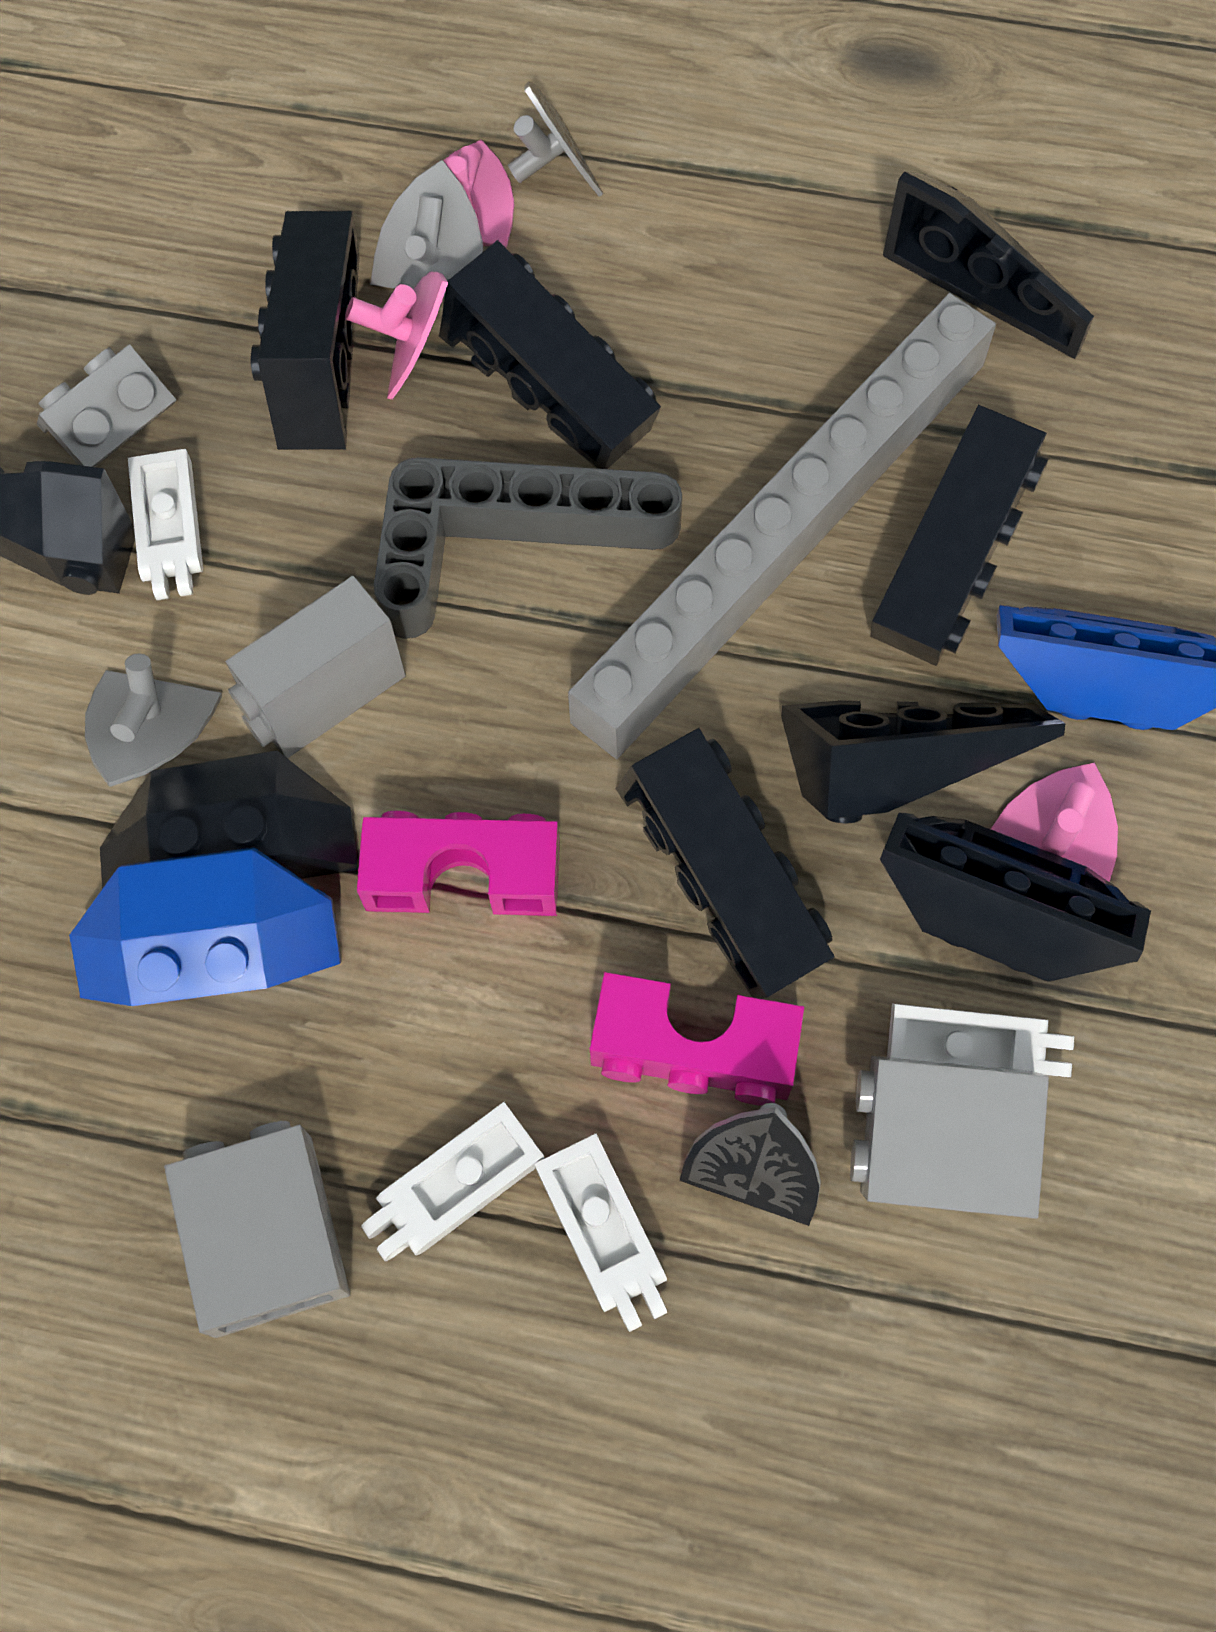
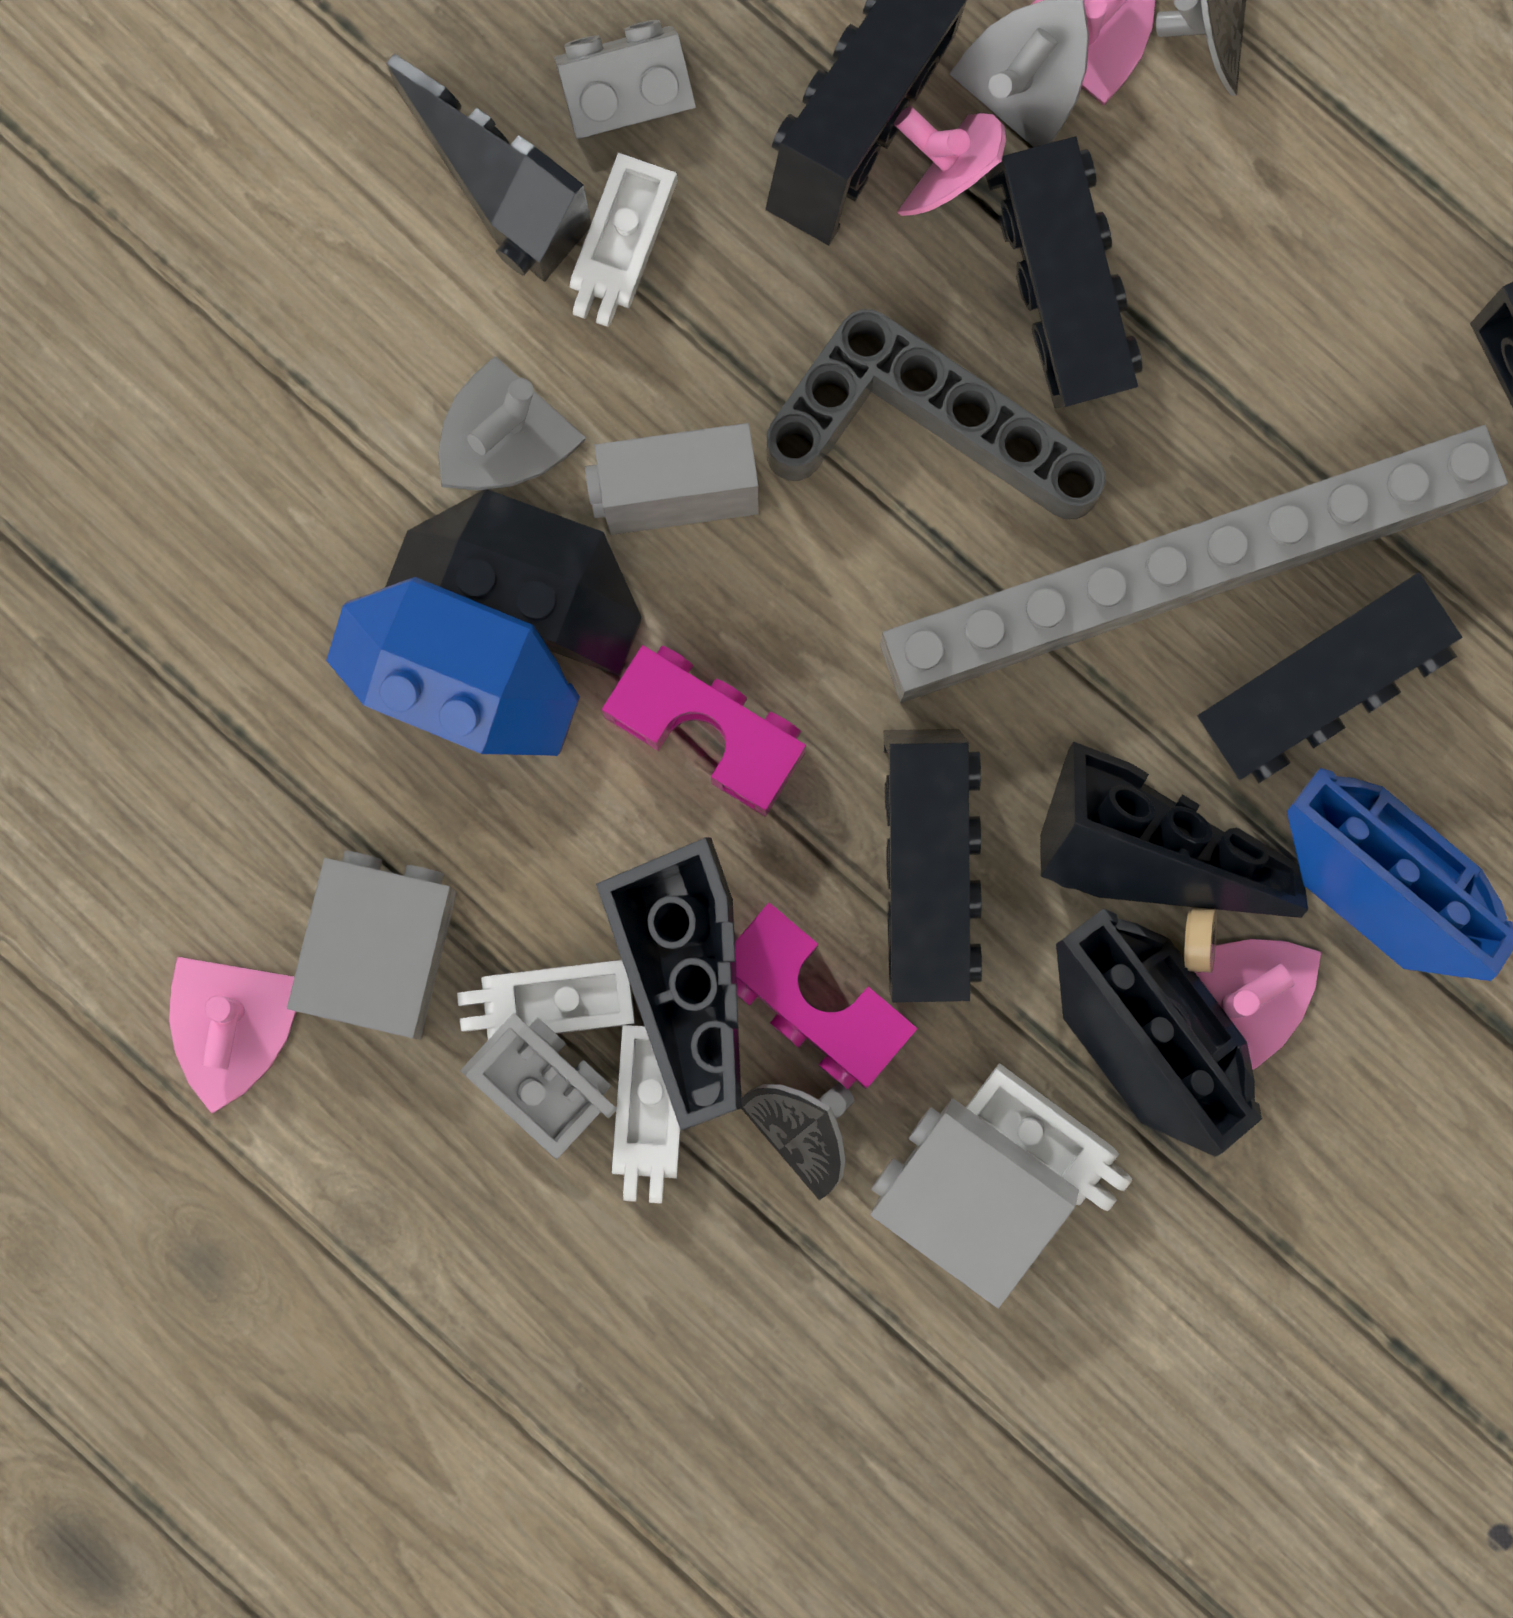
camera: 30 degrees right, 15 degrees up
(152, 1394) = (227, 1026): none -> bright pink shield
(486, 1262) = (536, 1085): none -> light grey bracket
(557, 1066) = (680, 959): none -> black wedge
(993, 800) = (1200, 940): none -> tan tile

